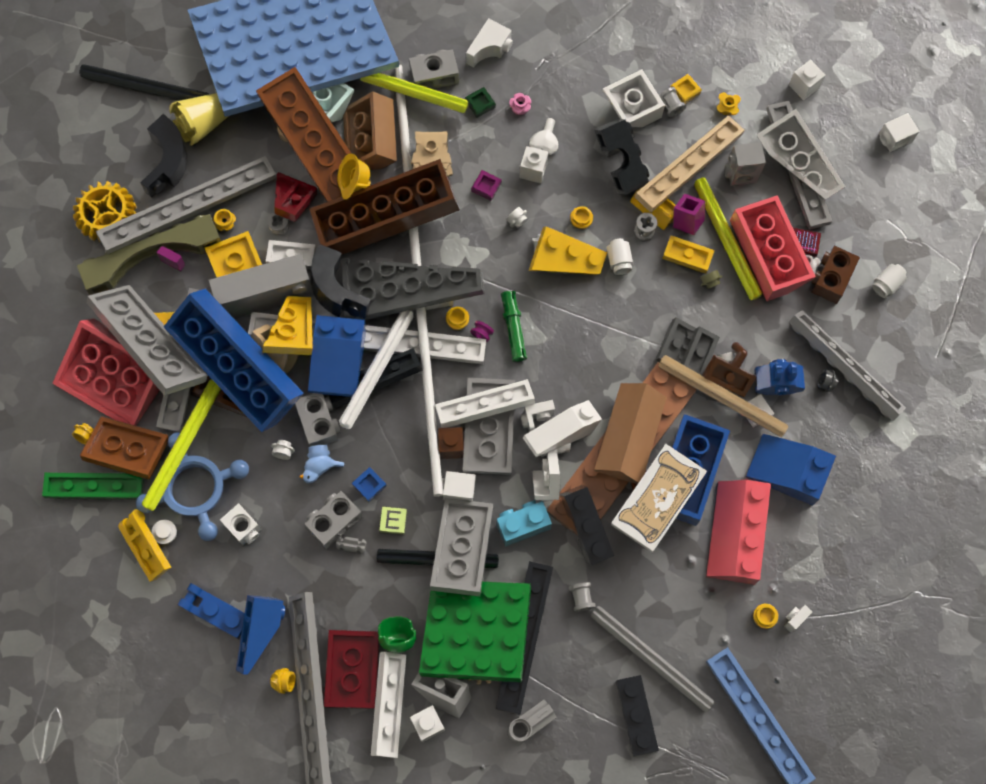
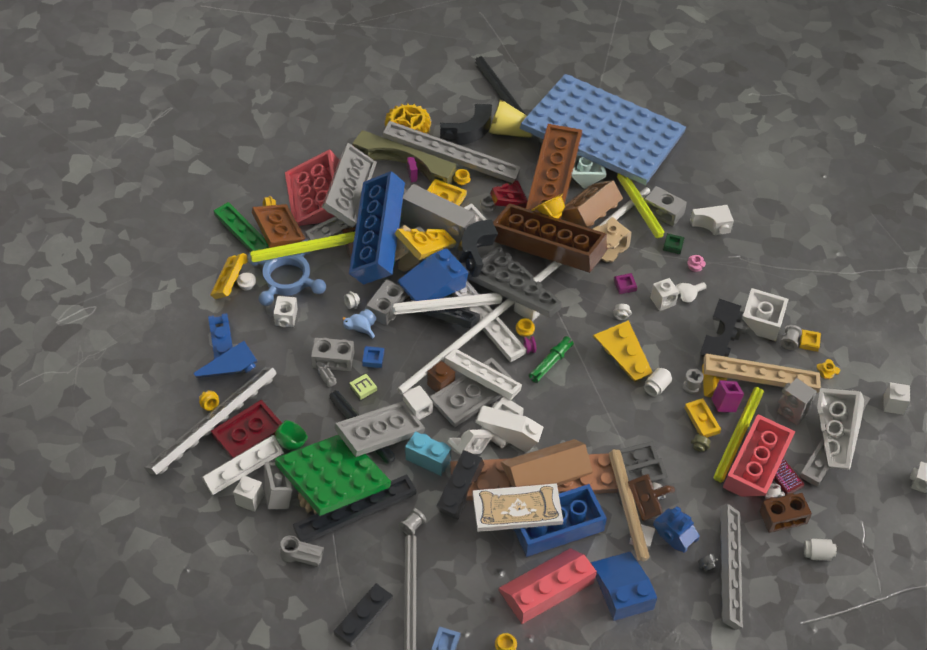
camera: 50 degrees right, 20 degrees down
(581, 217) = (660, 345): yellow plate -> none

